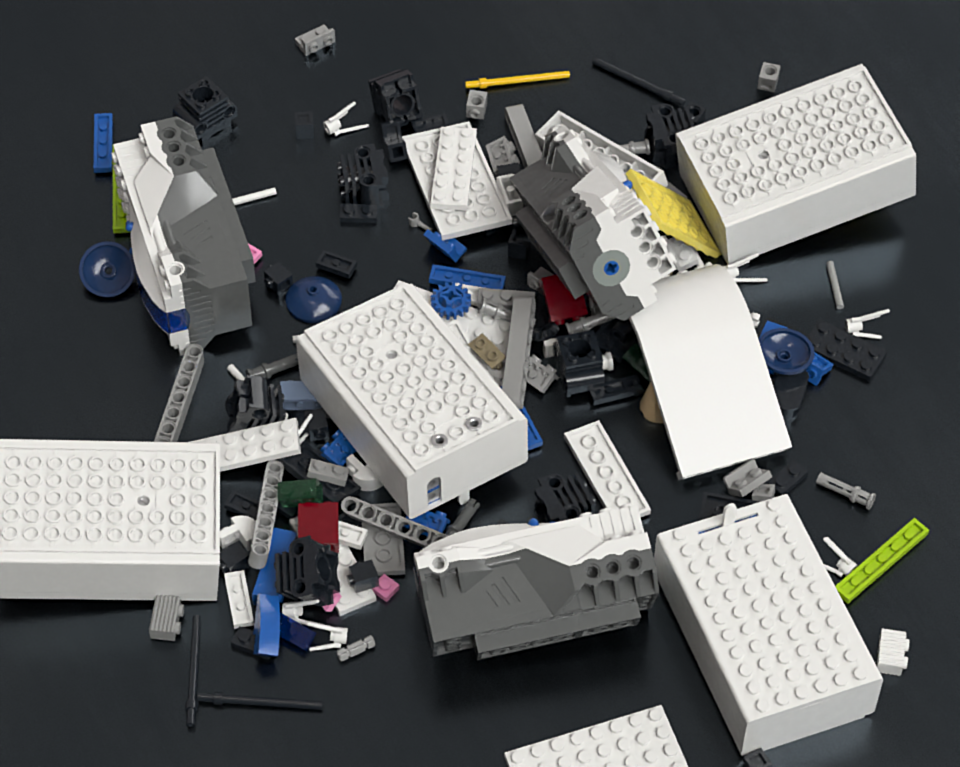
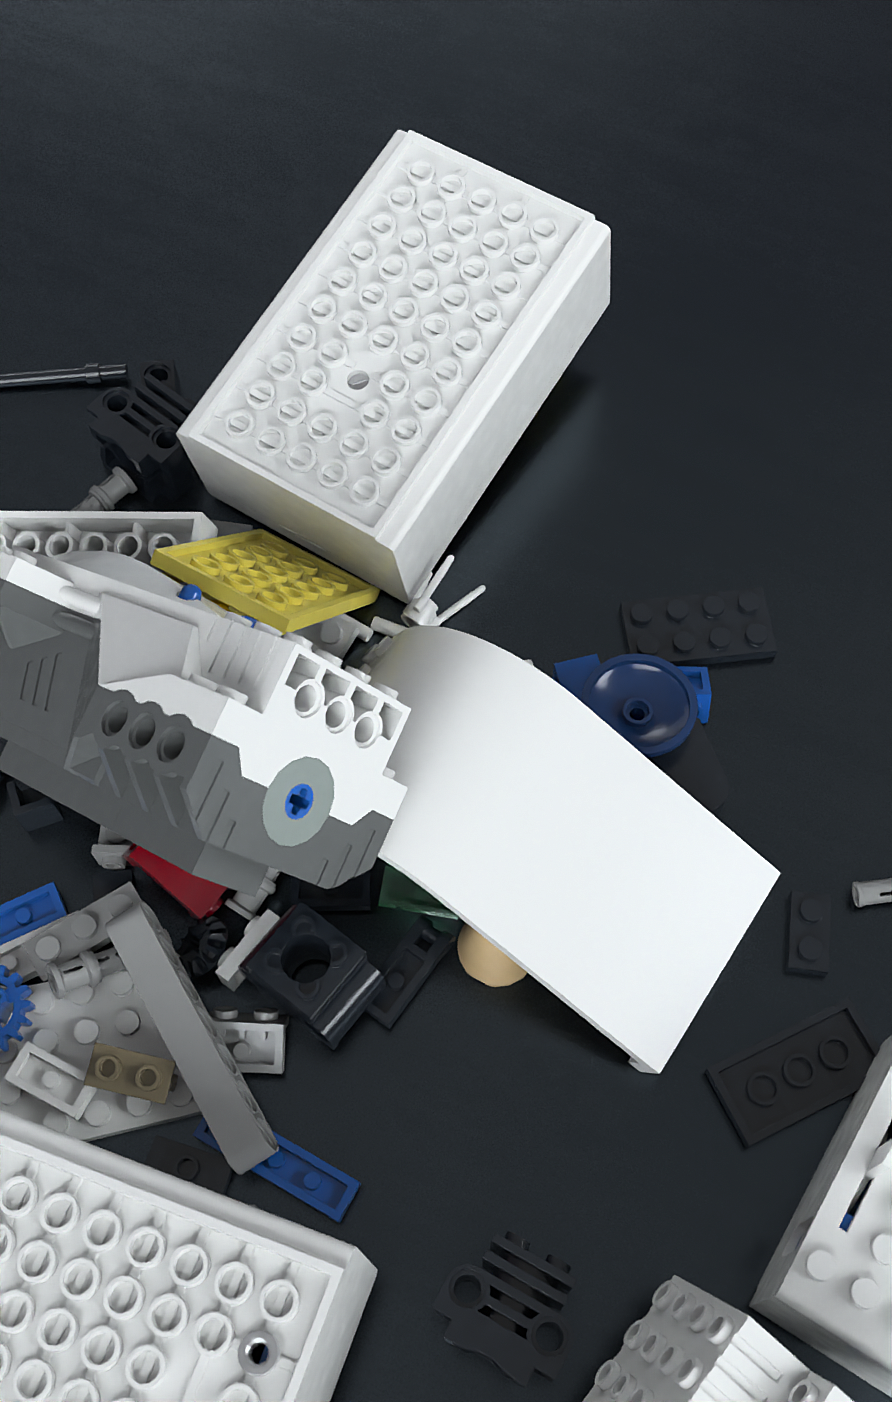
camera: 35 degrees left, 10 degrees up
(605, 468) = (520, 1161): white plate -> none
(607, 361) = (351, 925): white wheel -> none
(746, 478) = (758, 990): light grey bracket -> none
(763, 492) = (801, 995): light grey plate -> none
(768, 77) = (227, 251): light grey brick -> none
(835, 285) = (592, 527): light grey bar -> none
(853, 325) = (680, 575): white plant -> none

